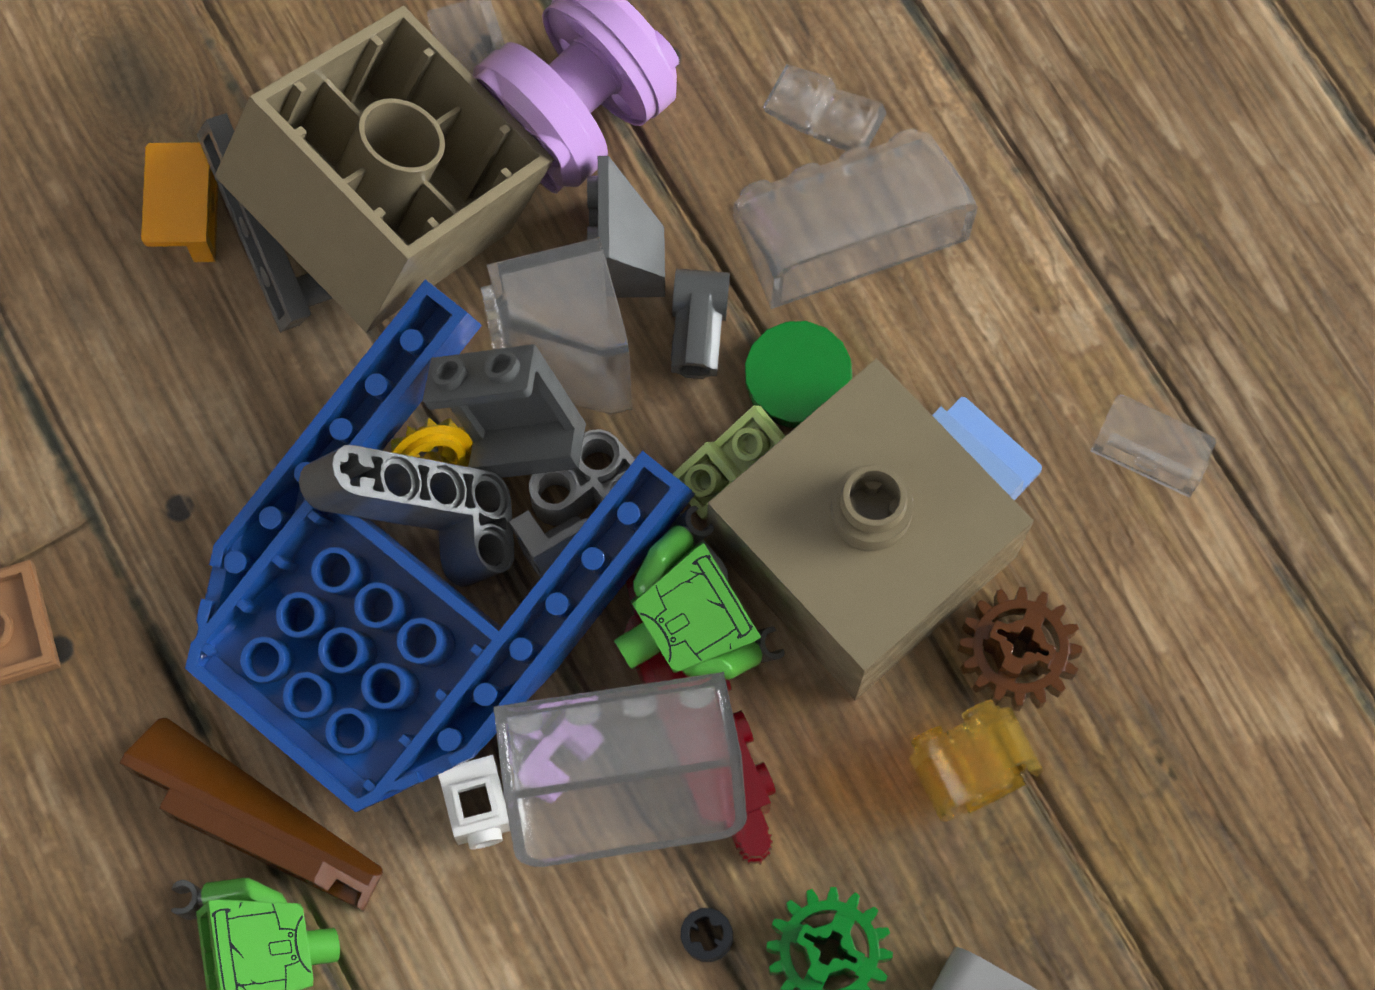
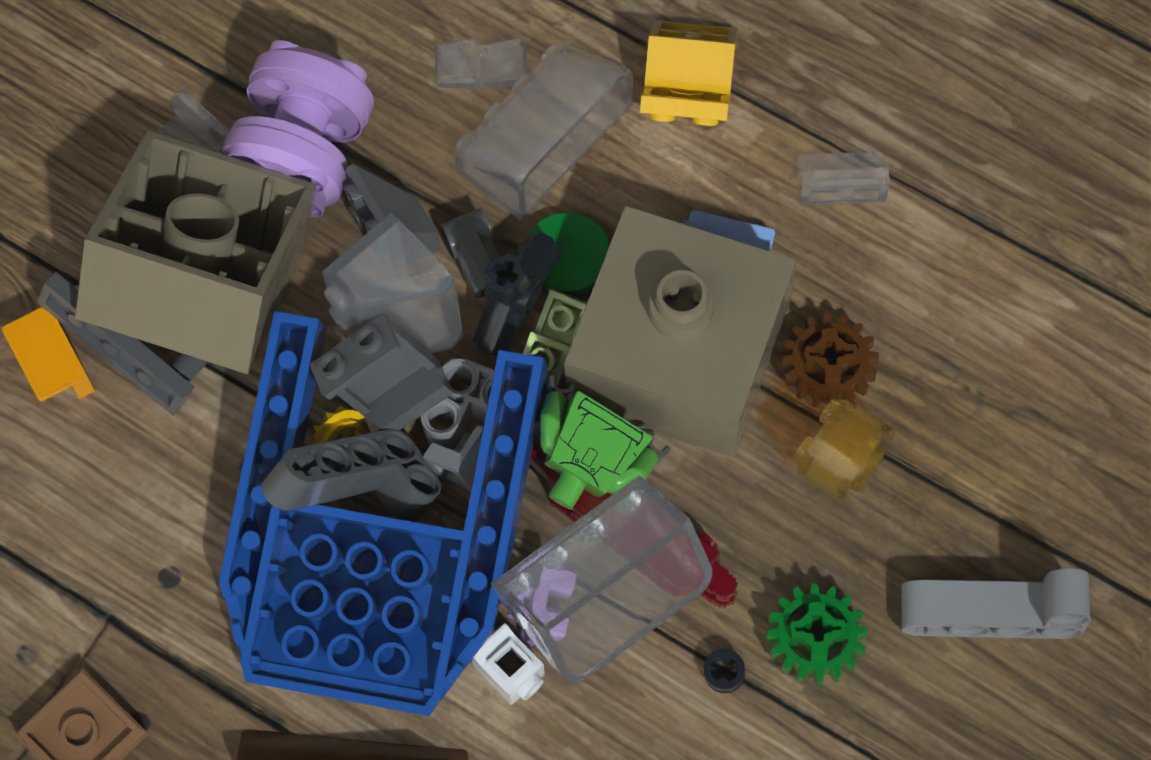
camera: 25 degrees left, 5 degrees down
(710, 387) = (513, 291): none -> black piece
(1045, 237) = (689, 72): none -> yellow bracket

